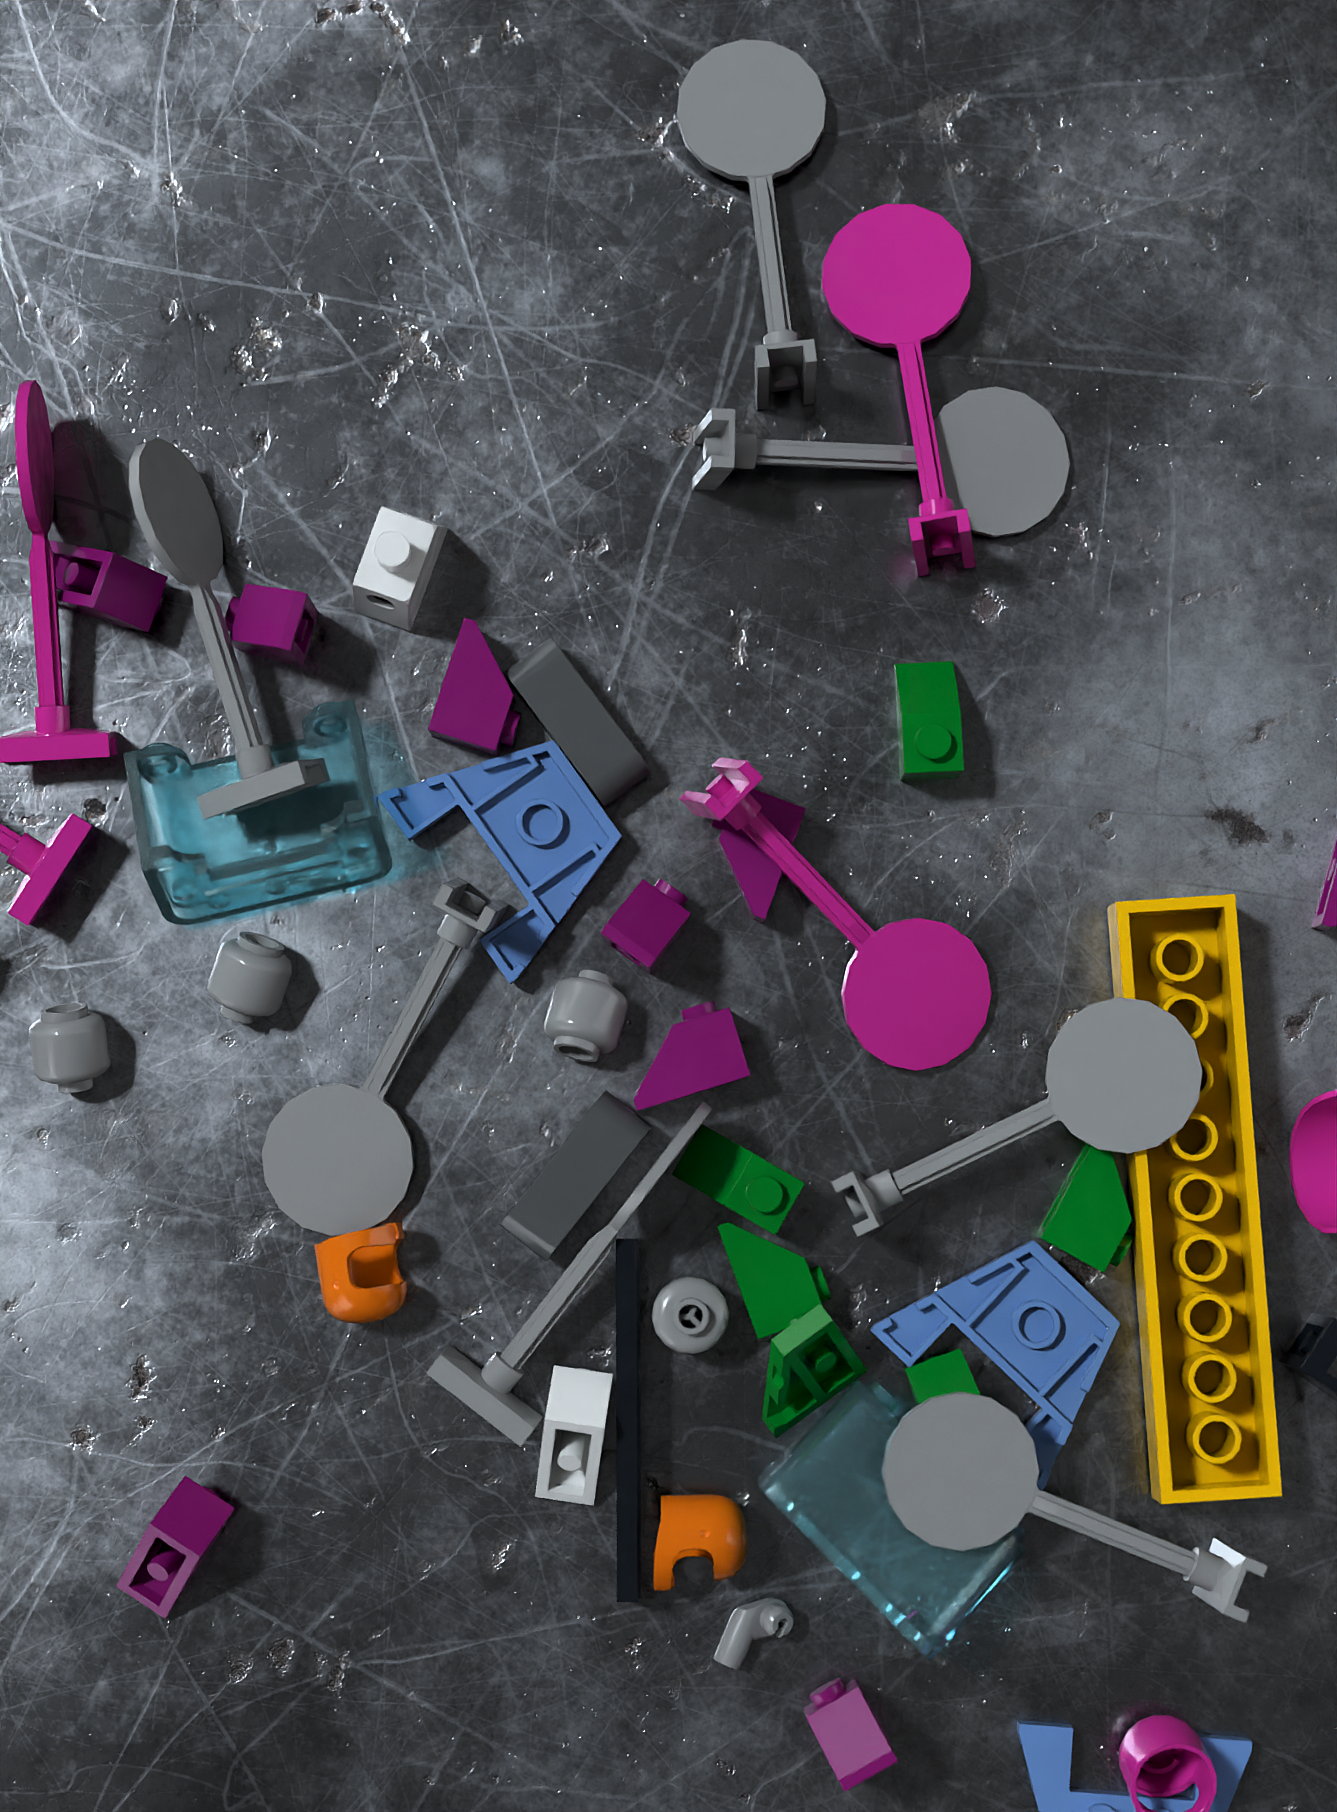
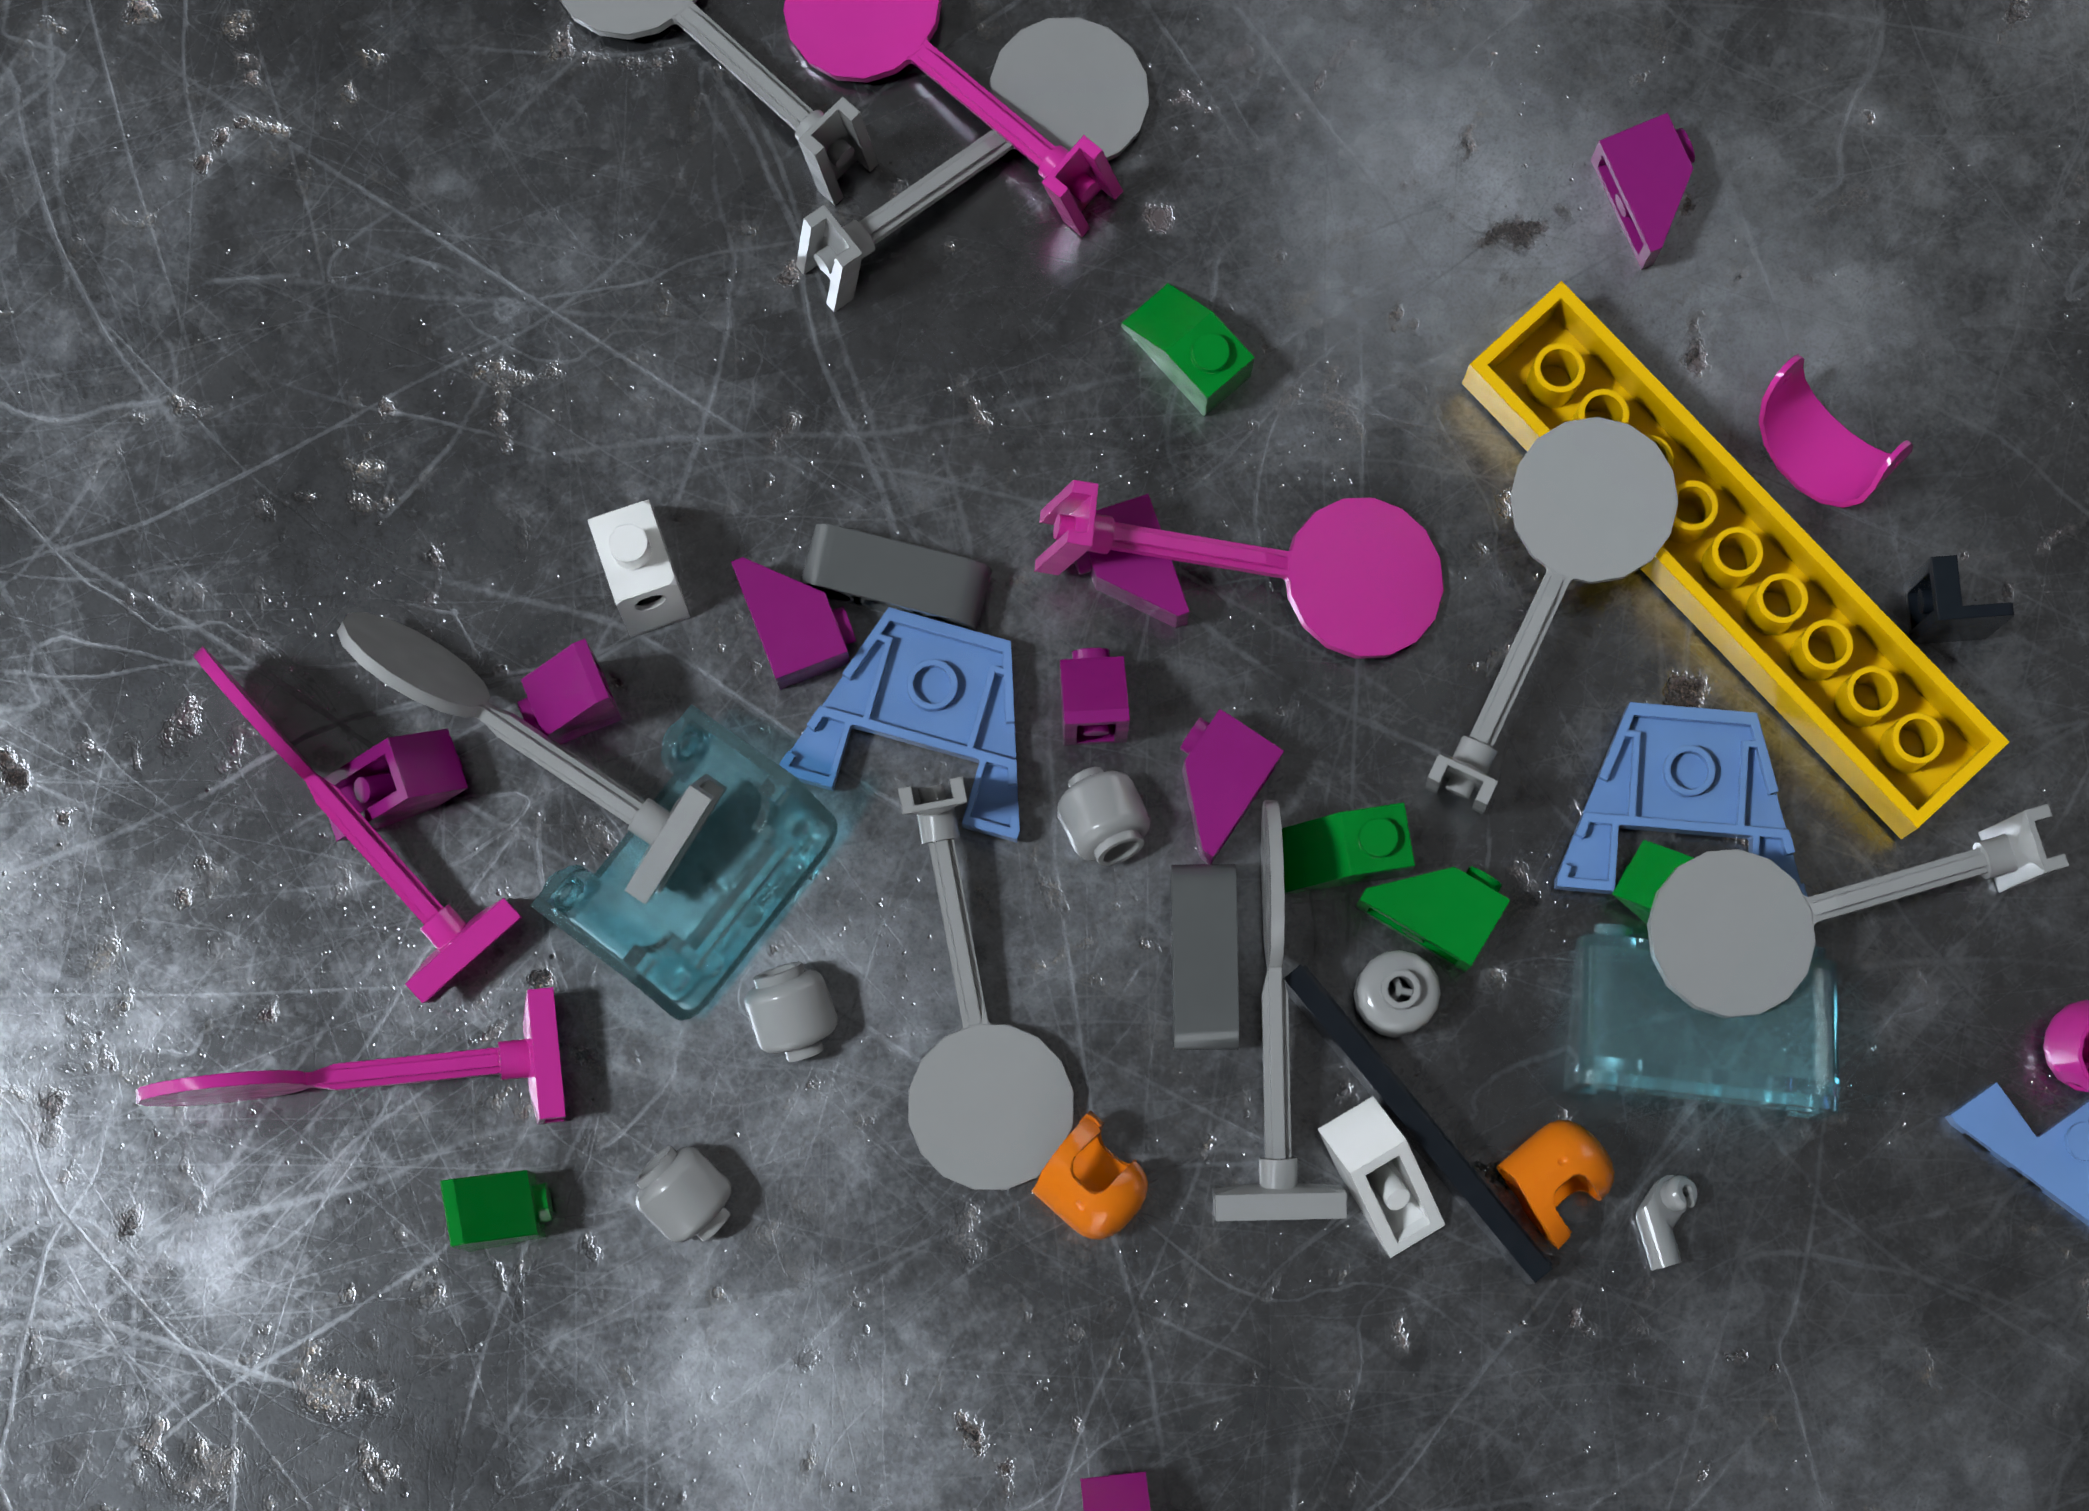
camera: 40 degrees left, 5 degrees down
(806, 1369) = (1532, 959): green wing -> none
(849, 1732) = (1818, 1234): magenta slope -> none
(1090, 1213) = (1656, 642): green slope -> none

